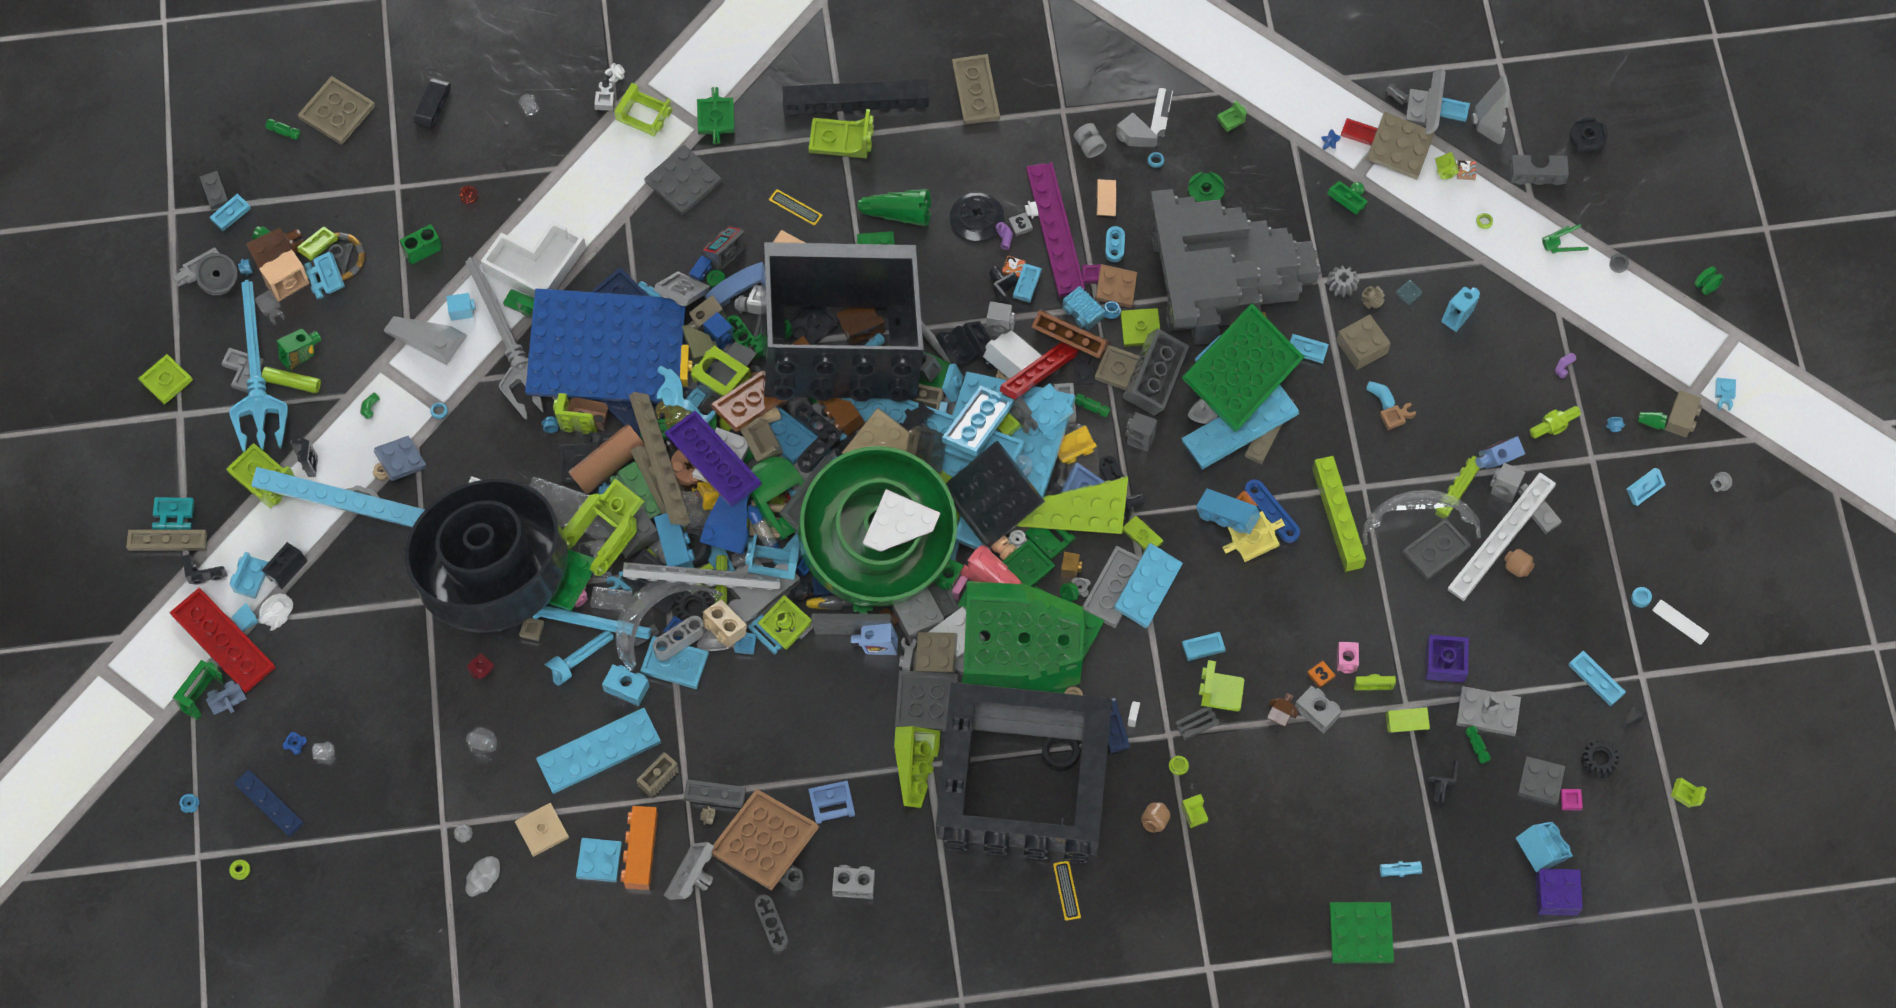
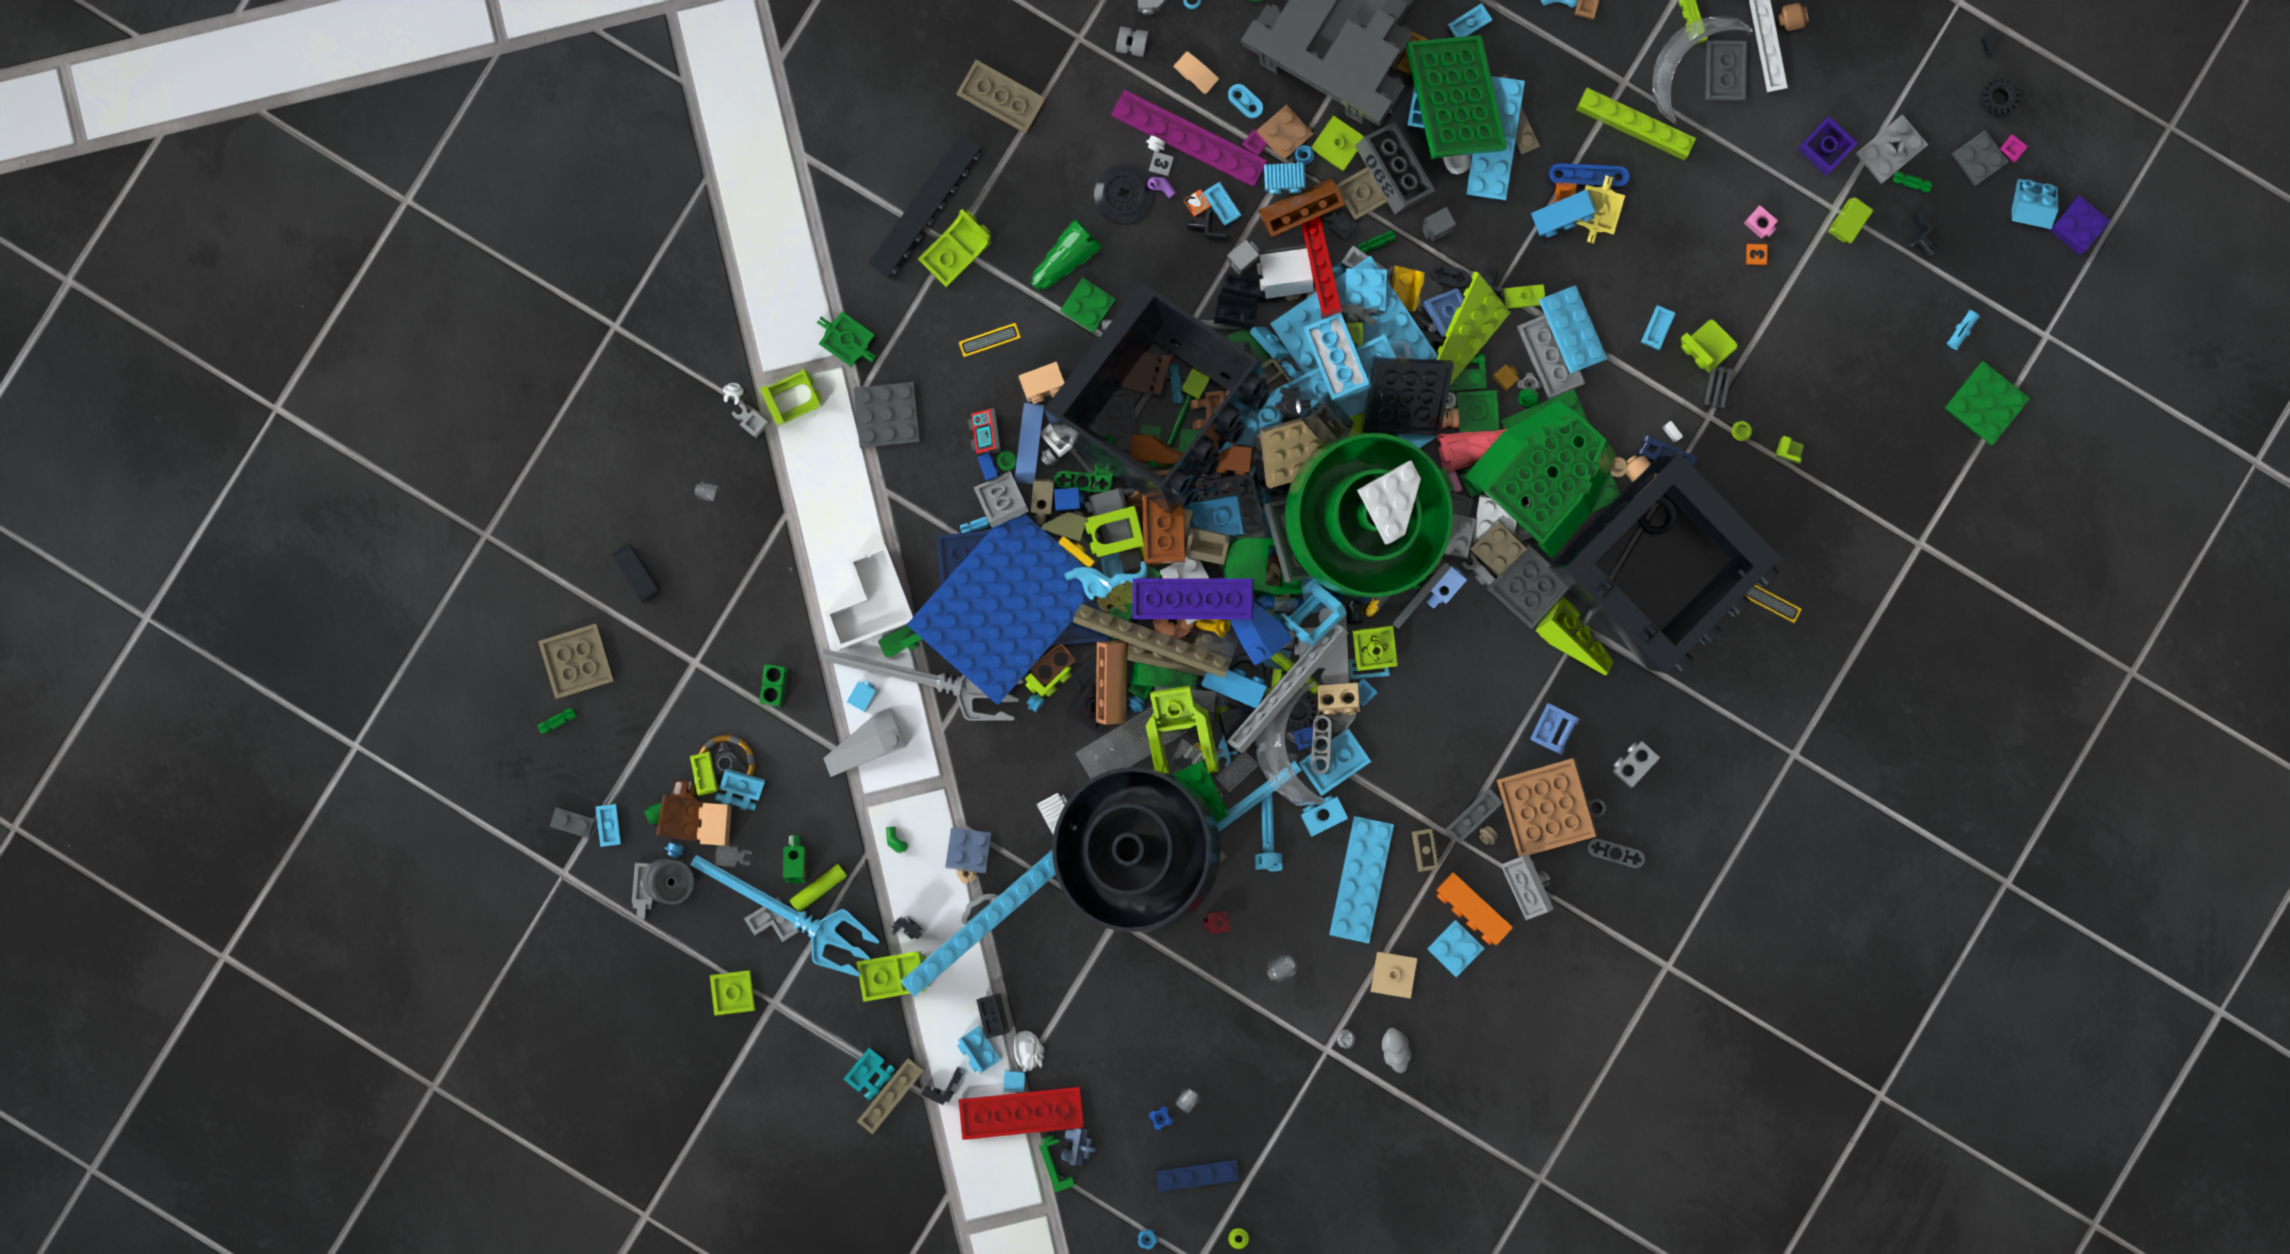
camera: 50 degrees left, 20 degrees up
(436, 405) = (939, 783): medium azure piece -> none
(468, 195) = (753, 608): clear red tile -> none
(1155, 817) = (1771, 485): medium nougat head -> none
(1282, 710) = (1764, 313): reddish brown piece -> none
(1321, 719) = (1775, 289): light grey brick -> none
(1374, 682) = (1798, 218): lime plate -> none
(1597, 678) = (1935, 40): medium azure plate -> none
(1688, 793) = (2083, 54): lime bracket -> none

